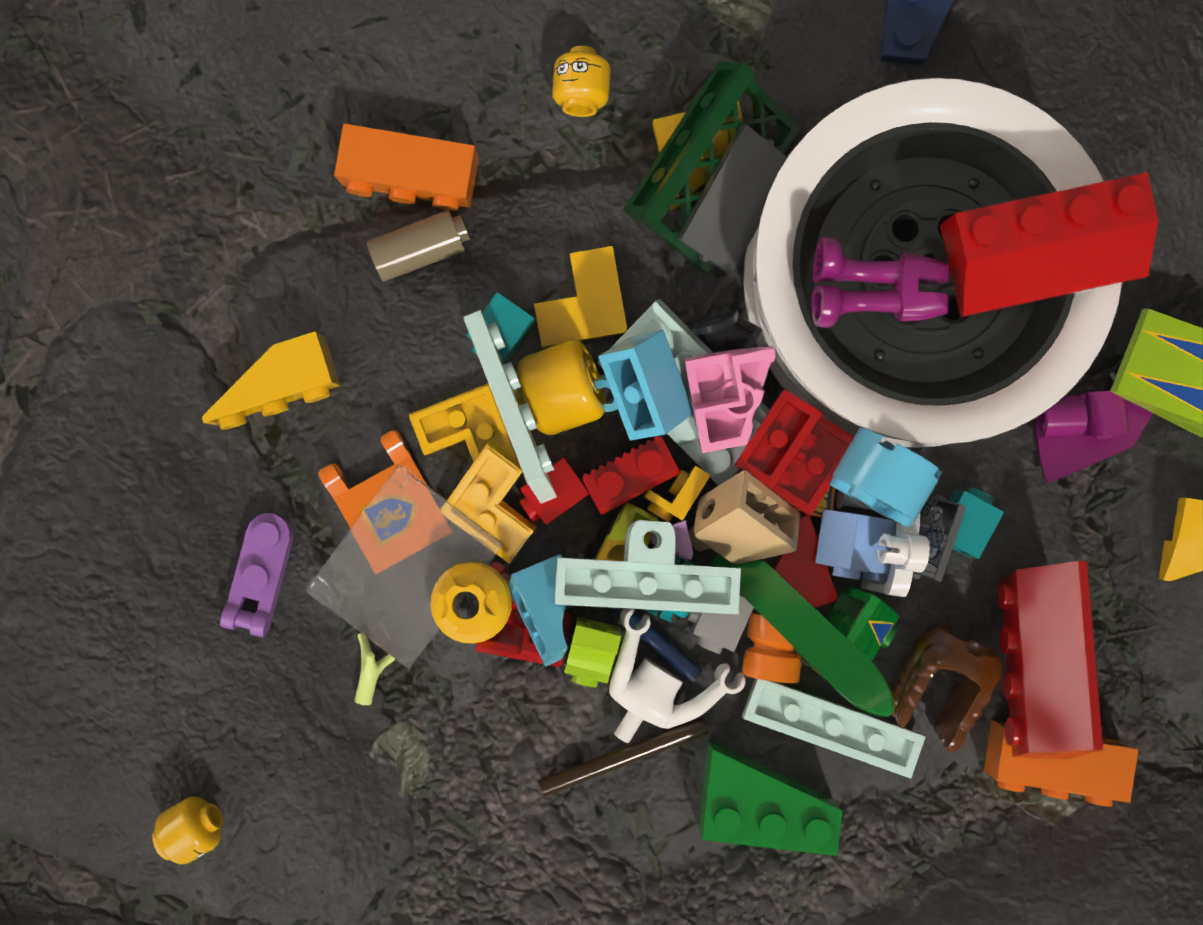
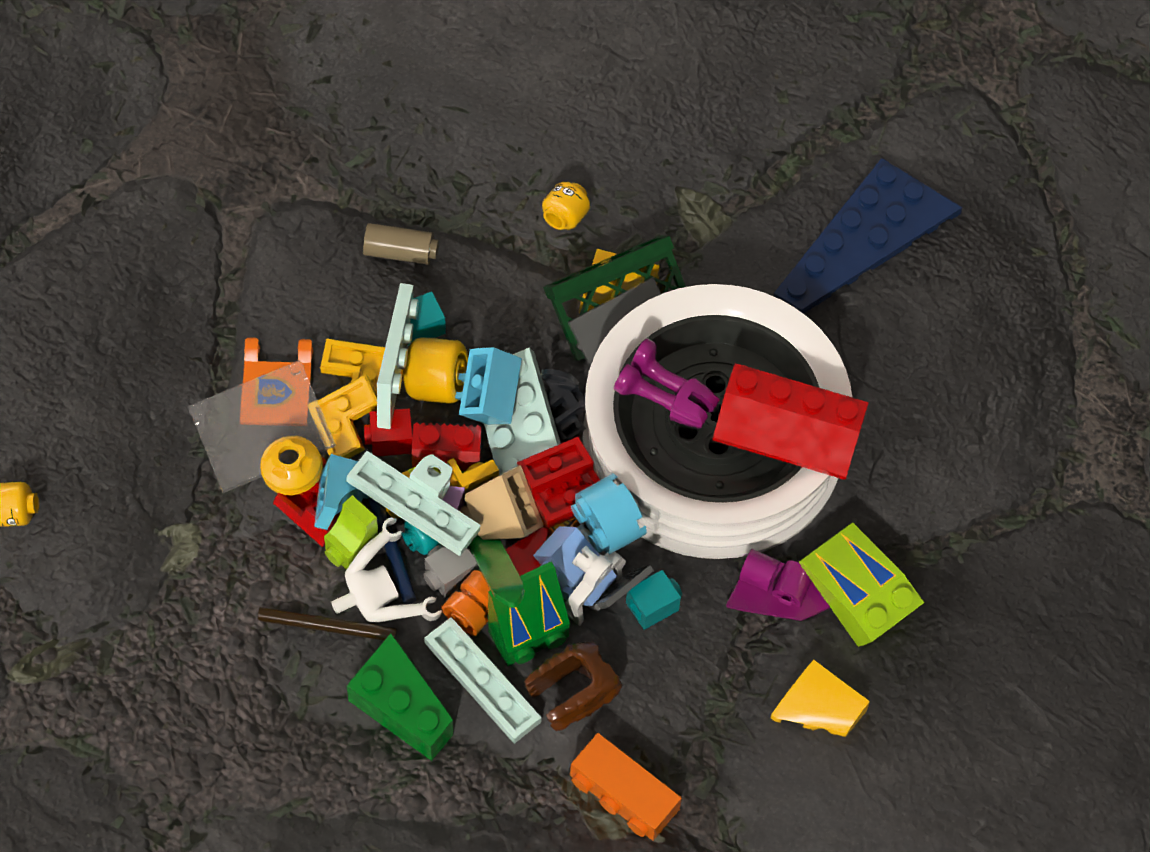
camera: 25 degrees right, 25 degrees down
(259, 573) = (164, 381): medium lavender plate -> none
(281, 375) = (259, 272): yellow slope -> none
(369, 671) = (194, 479): yellowish green bar -> none
(406, 167) = (423, 196): orange brick -> none
(596, 308) = (497, 332): yellow tile -> none
(725, 394) = (538, 419): bright pink slope -> none
(1049, 662) = (648, 700): red slope -> none

